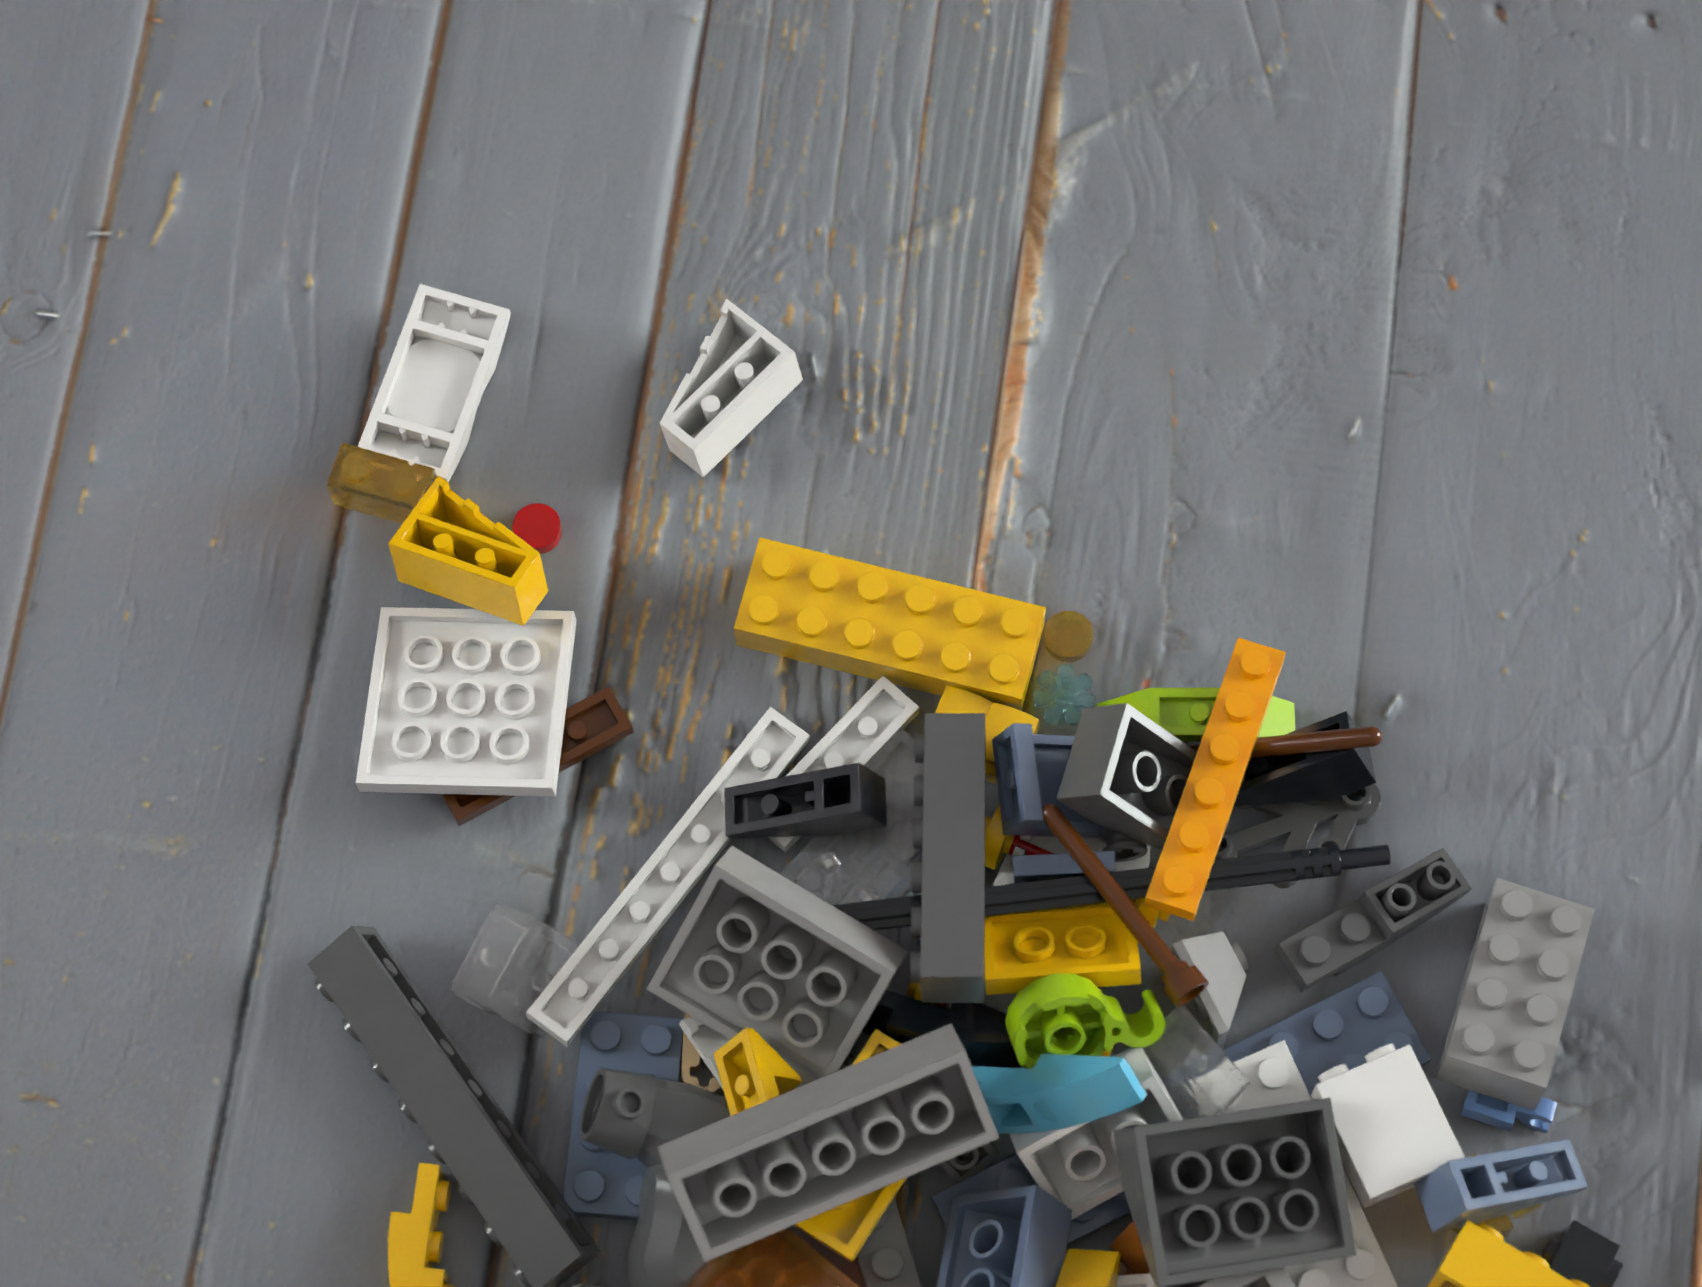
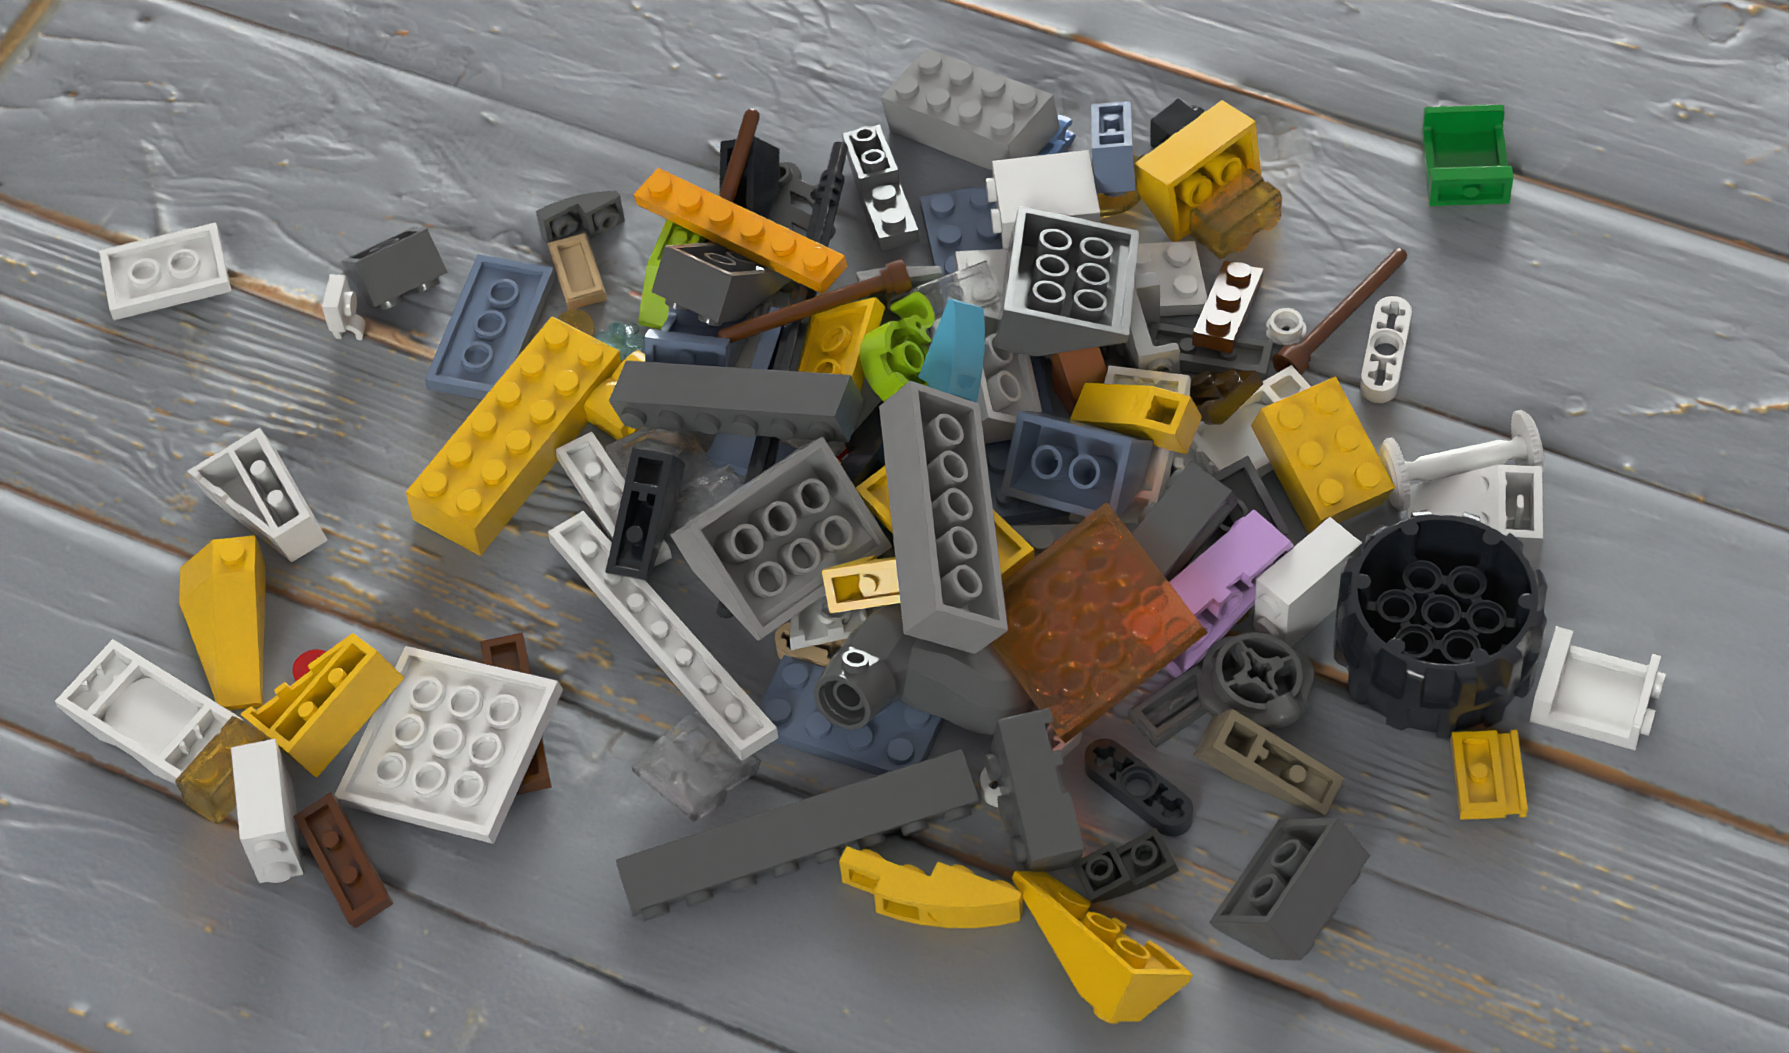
camera: 70 degrees left, 15 degrees down
(309, 645) = (343, 860): none -> reddish brown plate
(329, 549) = (266, 811): none -> white brick
(582, 411) = (226, 617): none -> yellow wedge
(997, 371) = (340, 308): none -> white plate
(1010, 163) = (164, 271): none -> white plate
(1038, 543) = (489, 325): none -> sand blue plate
(1088, 406) = (396, 267): none -> dark grey slope
(1153, 610) = (577, 271): none -> tan tile
(1232, 599) = (590, 211): none -> dark grey slope

